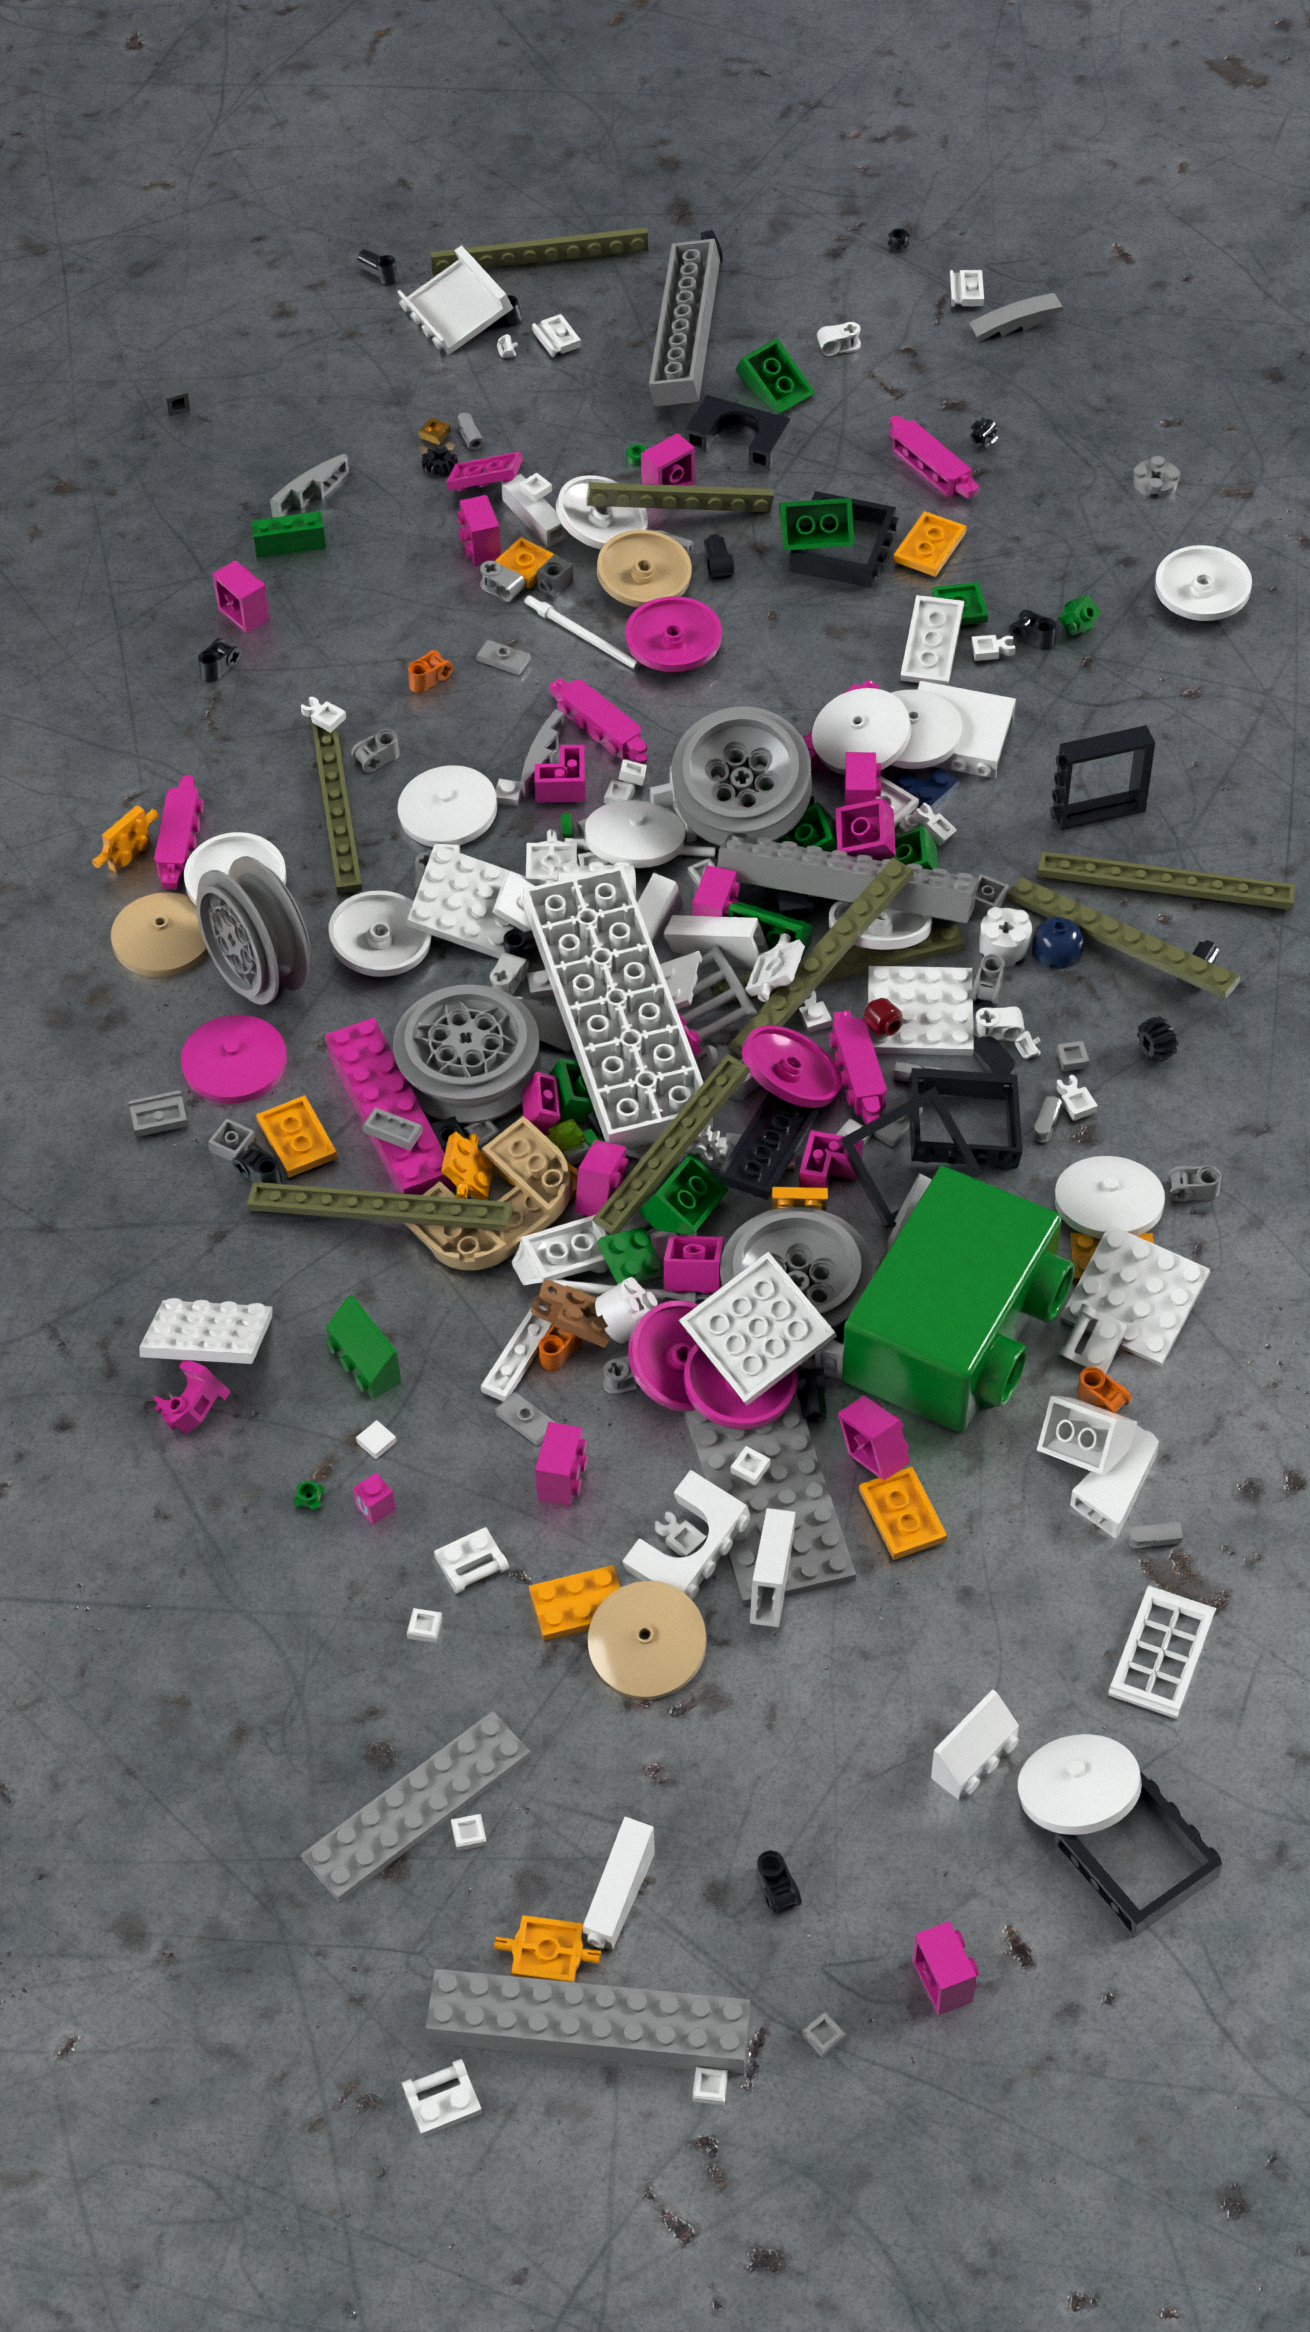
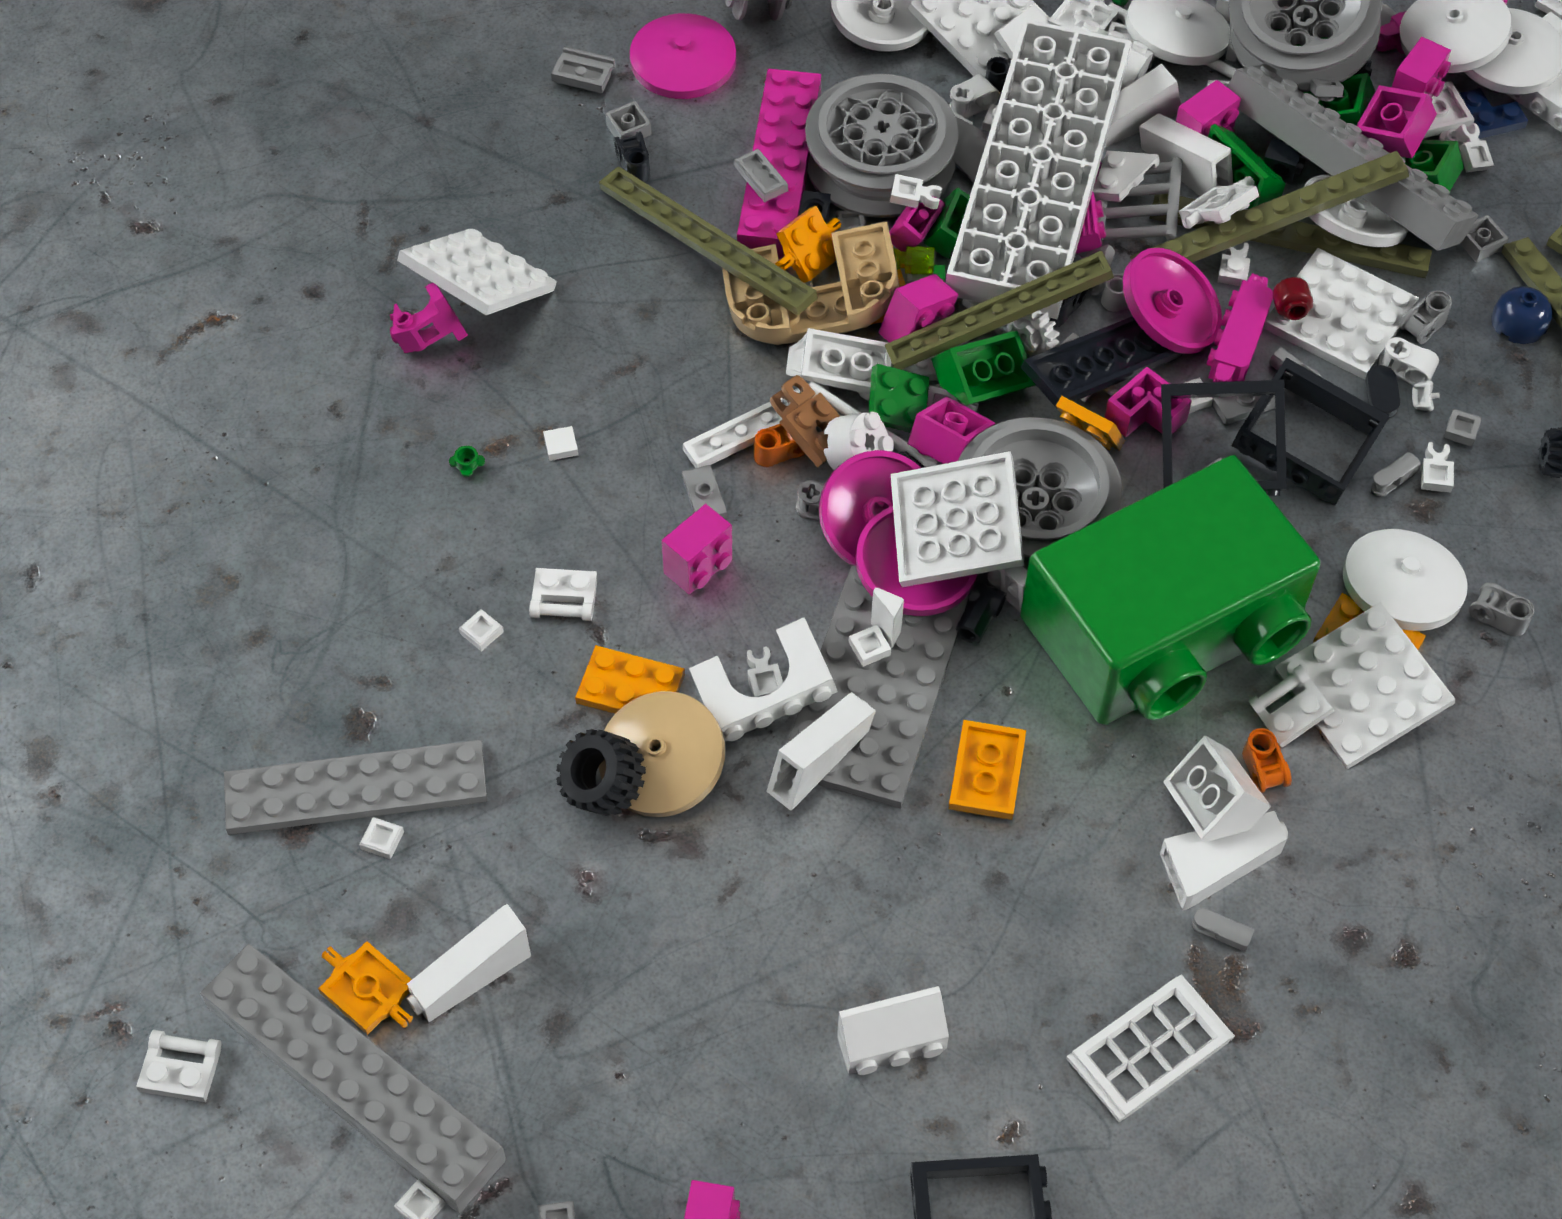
camera: 30 degrees right, 5 degrees up
(296, 1136) = (685, 146): light orange plate -> none
(363, 1349) = (600, 357): green slope -> none
(374, 1498) = (516, 492): dark pink brick -> none
(529, 1082) = (909, 192): none -> white plate
(592, 1684) = (580, 768): none -> black tyre
(751, 1432) = (887, 614): none -> white slope
(777, 1887) = (614, 1055): black piece -> none
(794, 830) = (1326, 89): none -> light grey plate
(874, 1437) = (1004, 682): dark pink brick -> none
(1006, 934) = (1472, 282): white brick -> none
(1079, 1784) = (969, 1130): white dish -> none

